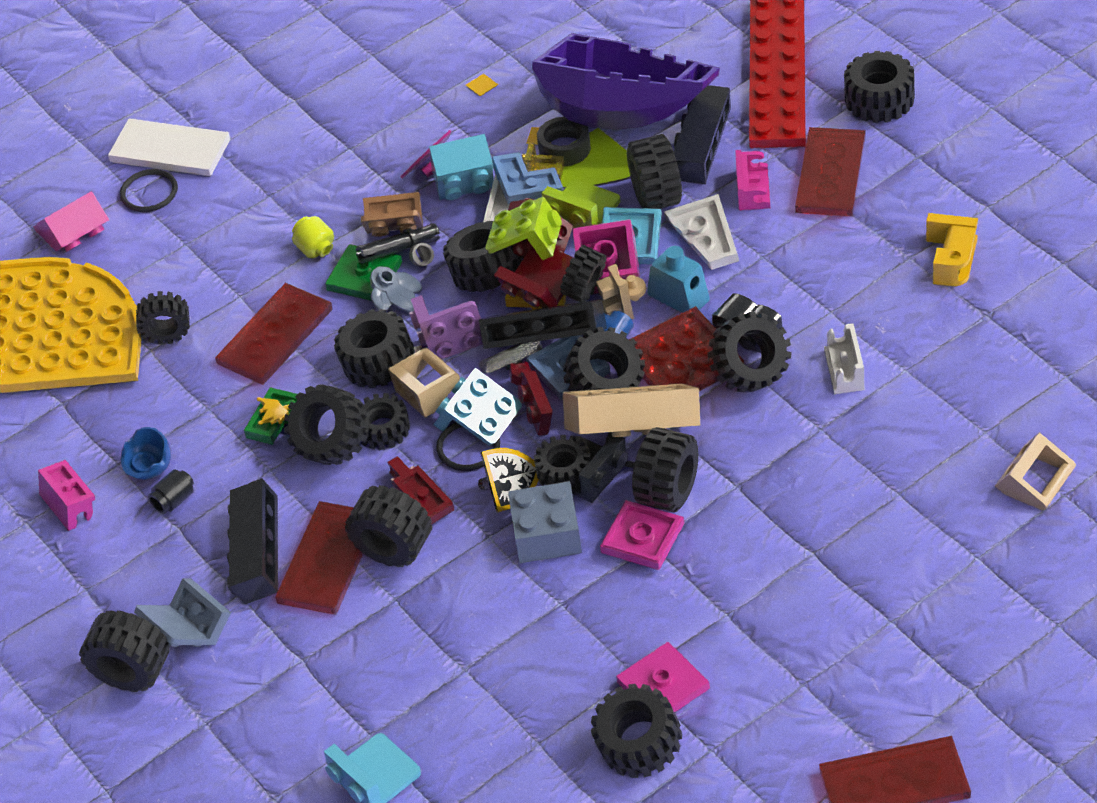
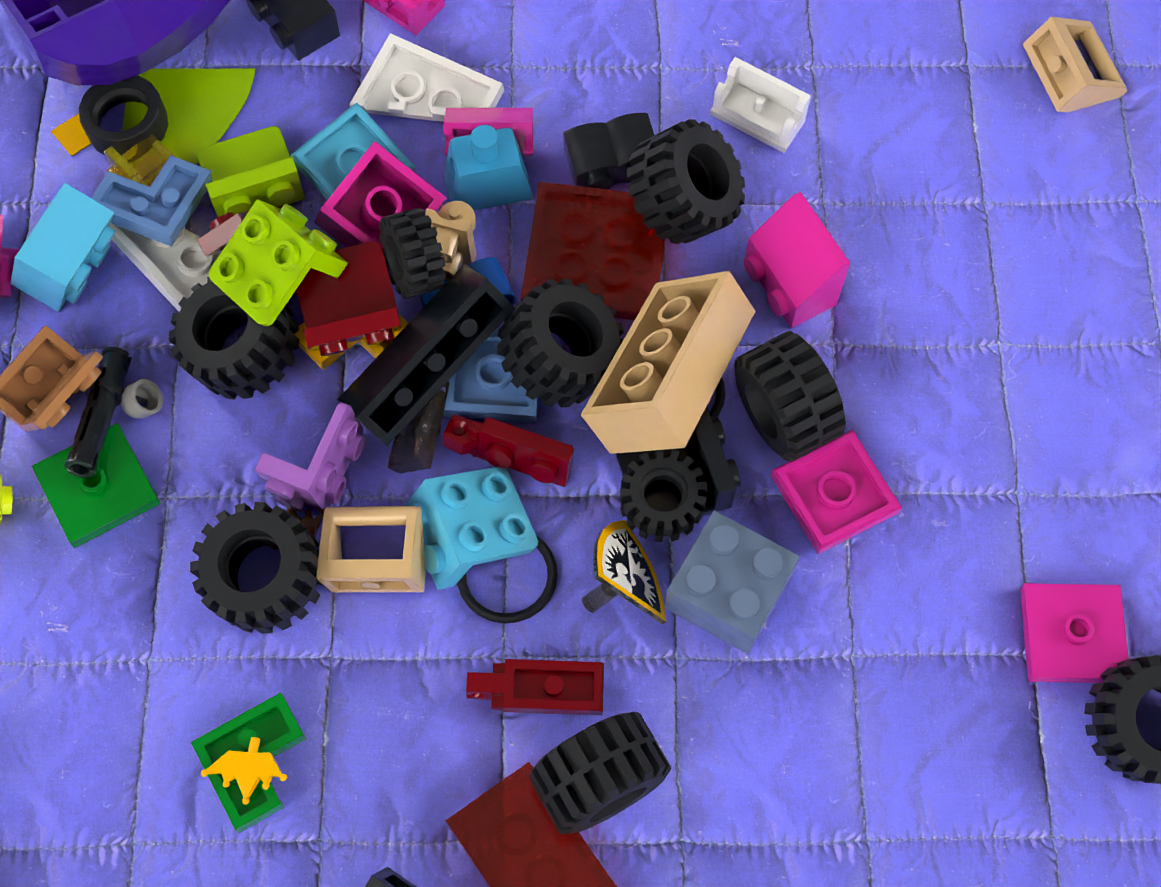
camera: 60 degrees left, 20 degrees up
(274, 333) = (86, 667): clear red tile -> none
(305, 418) = (357, 761): black tyre -> none
(390, 431) = (373, 619): black tyre -> none
(395, 291) = (174, 475): sand blue plate -> none
(654, 172) = (302, 64): black tyre -> none
(715, 272) = (464, 120): none -> dark pink hinge
(755, 431) = (796, 262): none -> dark pink slope

